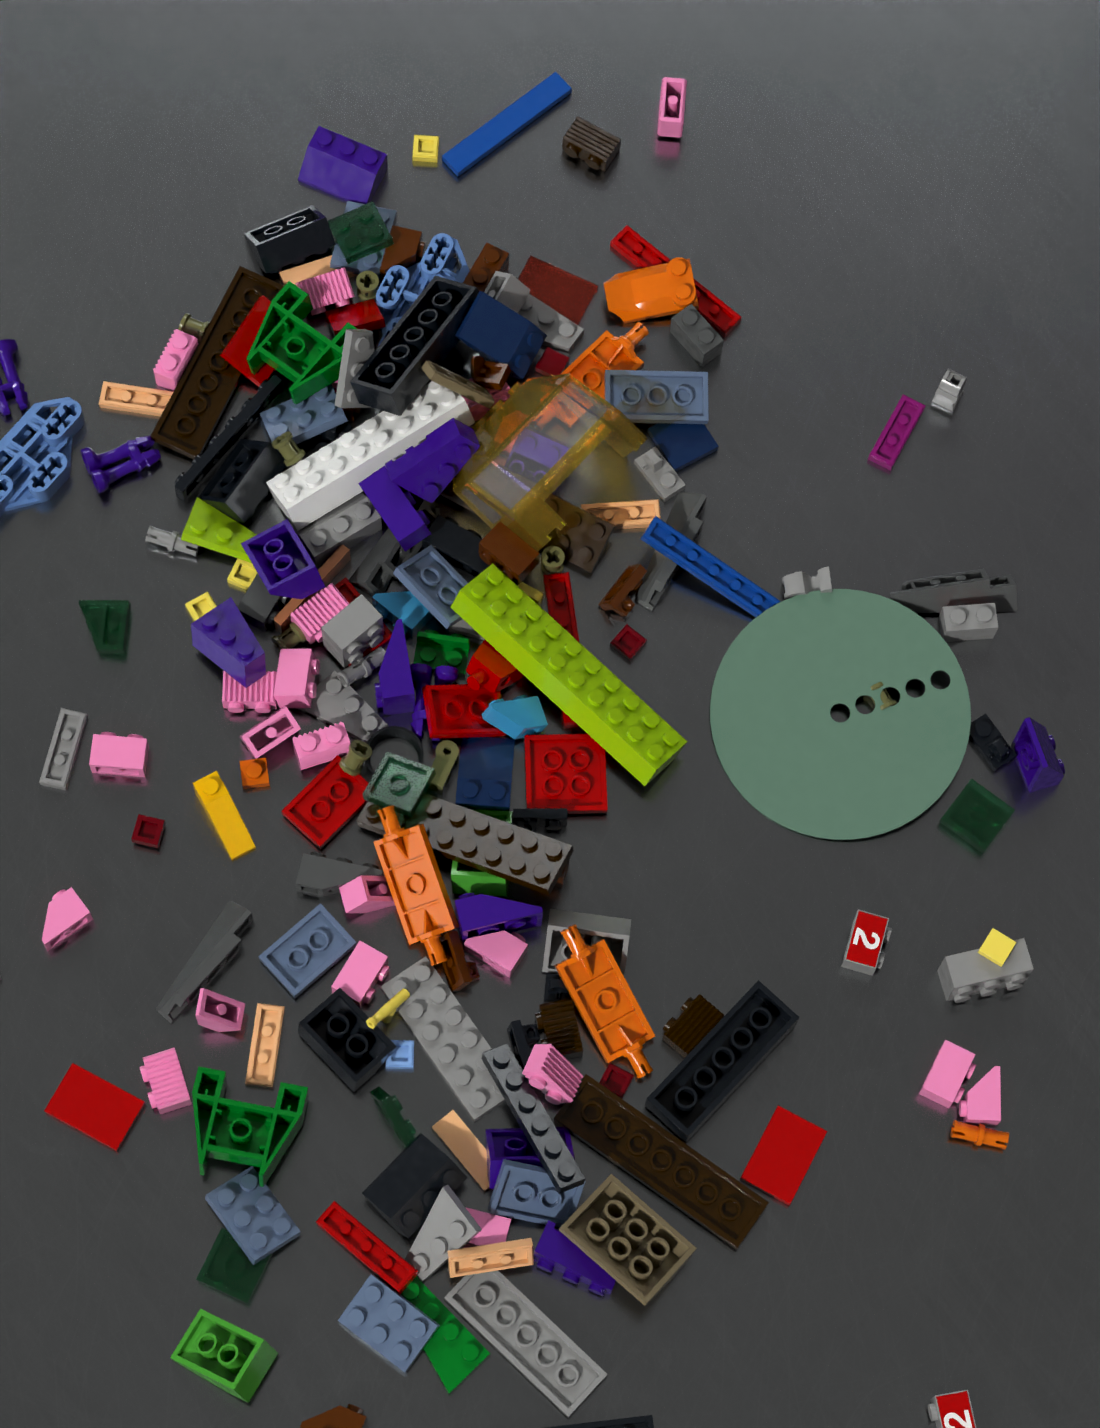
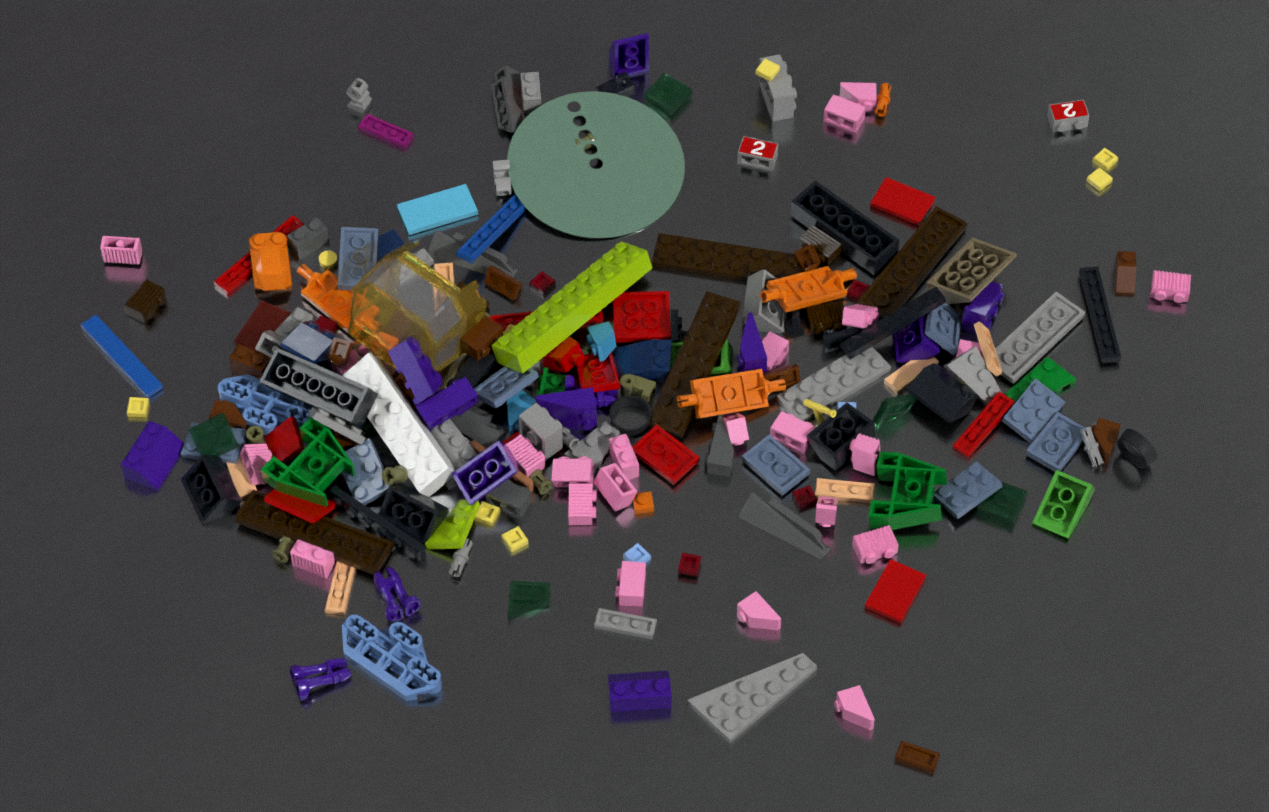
camera: 85 degrees left, 15 degrees down
(168, 764) = (637, 554): none -> light blue tile
(223, 815) = (674, 518): yellow slope -> none
(230, 643) = (549, 507): dark purple wedge -> none
(255, 990) = (804, 497): none -> dark red tile
(309, 1068) = (865, 454): none -> bright pink brick
(320, 1403) = (1091, 447): none -> light grey pin
(334, 1355) = (1056, 442): none -> sand blue plate
(353, 761) = (635, 432): olive bush -> none
(399, 783) = (656, 402): clear green plate -> none
(458, 384) = (353, 360): dark tan tile -> none
(663, 1006) = (808, 258): none -> reddish brown plate
(667, 362) = (328, 259): none -> light yellow tile
(669, 897) = (720, 258): none -> dark brown plate
(756, 502) = (437, 209): none -> medium azure tile

